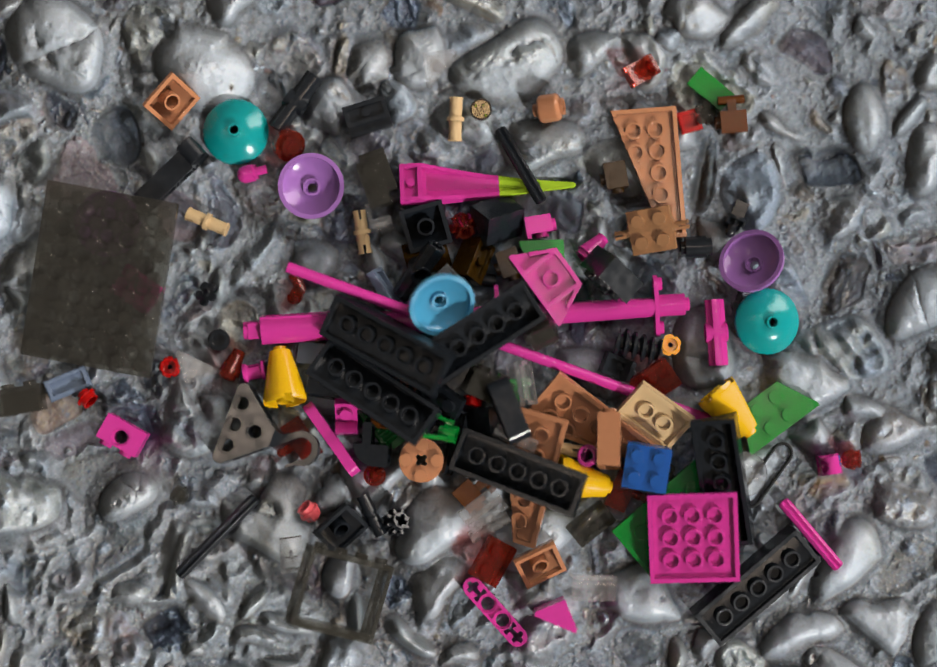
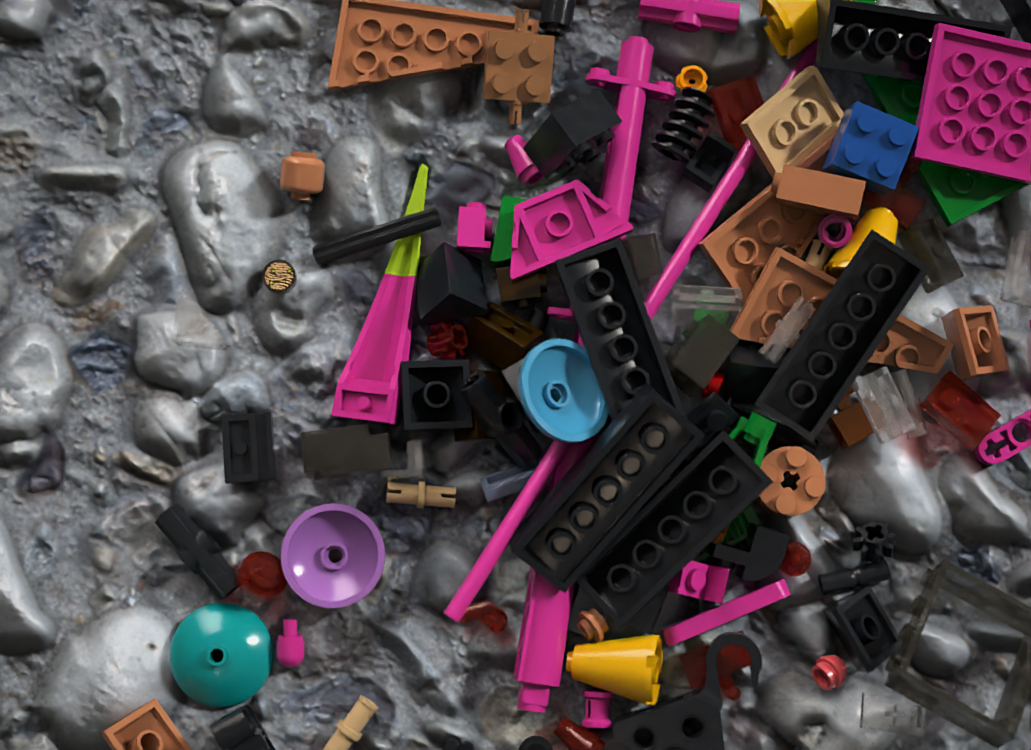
camera: 75 degrees left, 5 degrees down
(304, 356) = (592, 625): none -> nougat plate
(455, 119) = (284, 316): tan pin -> none
(508, 410) = (746, 329): black beam -> none
(614, 177) = (427, 103): dark brown brick -> none
(641, 71) = (280, 29): clear red bracket -> none

